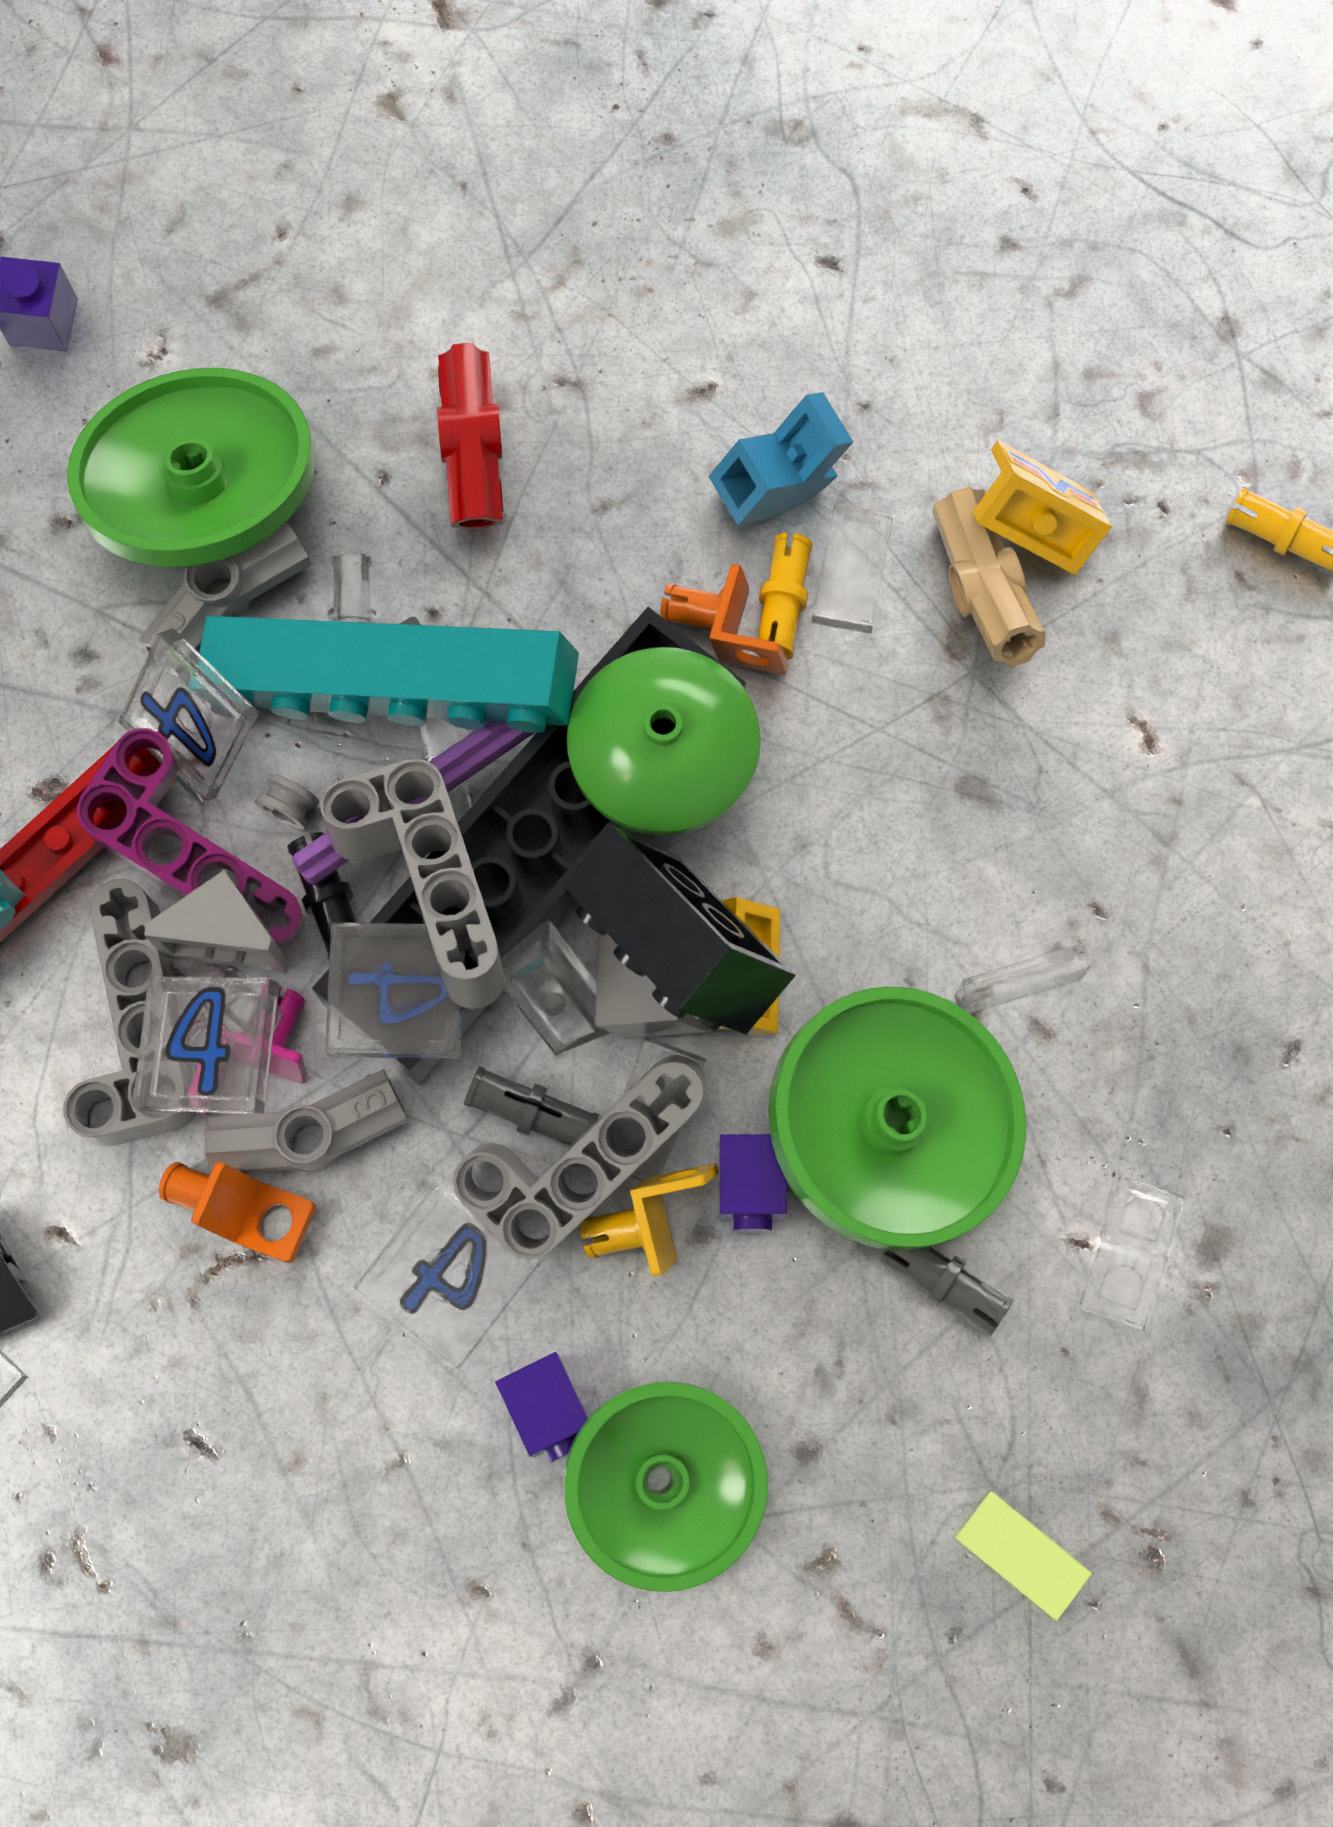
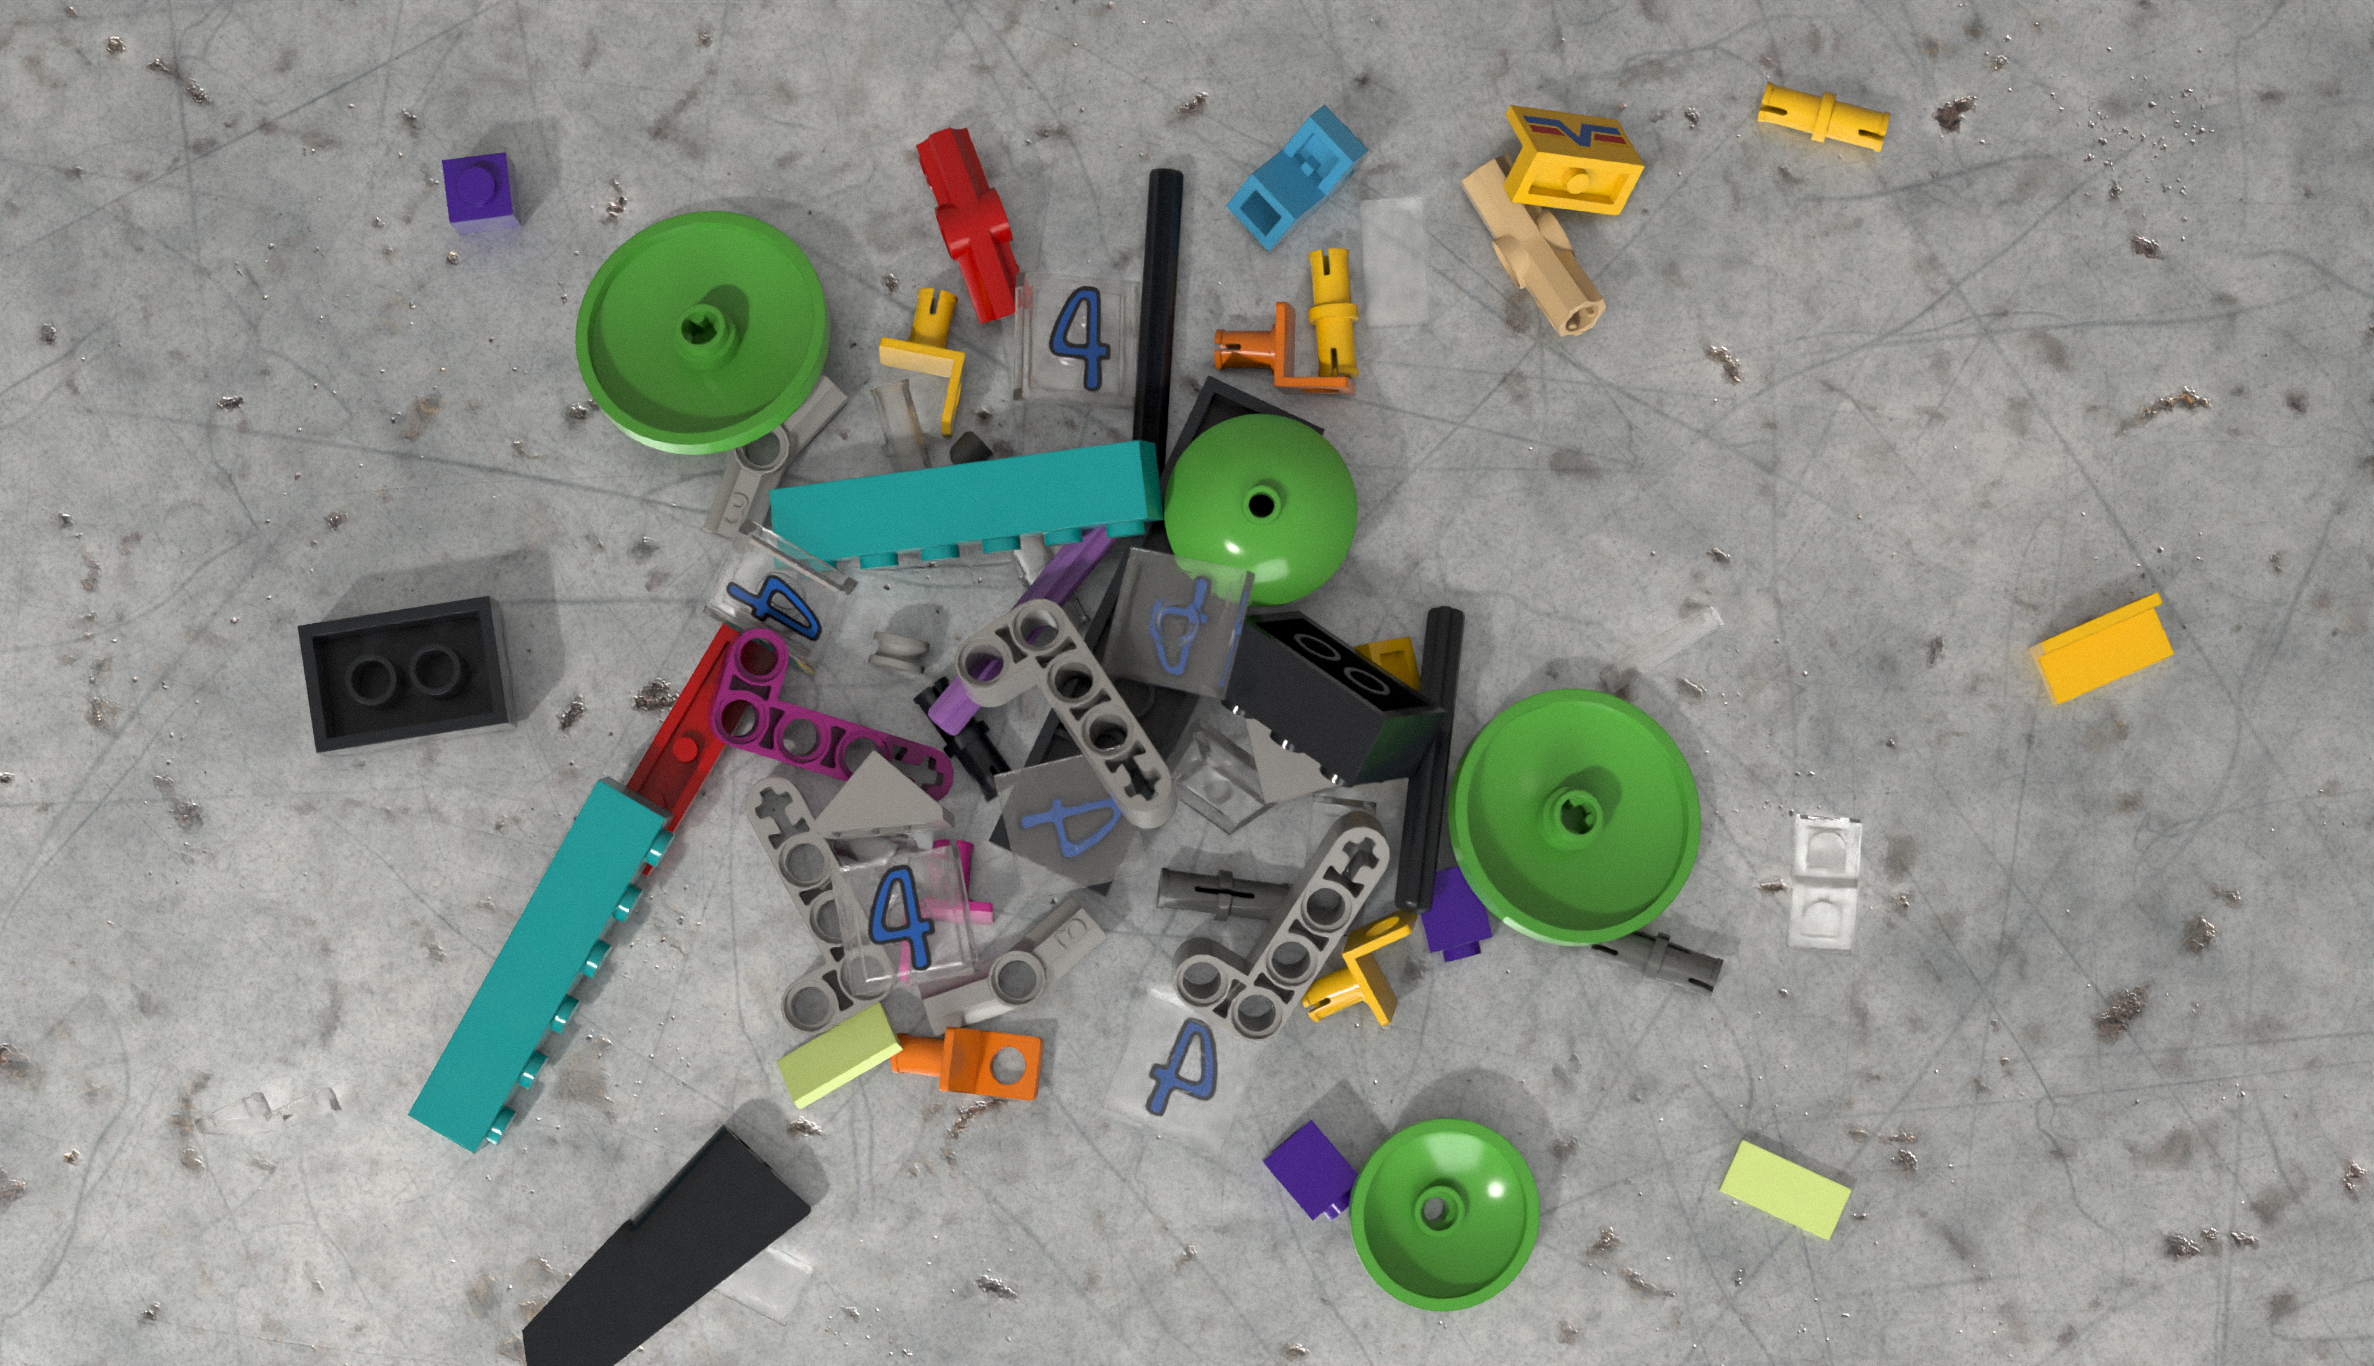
camera: 20 degrees left, 10 degrees up
(112, 1168) = (839, 1055): none -> yellowish green piece
(398, 542) = (928, 352): none -> yellow bracket
(535, 558) = (1076, 340): none -> clear tile
(552, 819) = (1178, 623): none -> clear tile
(622, 550) = (1158, 309): none -> black axle
(762, 1043) = (1428, 785): none -> black axle

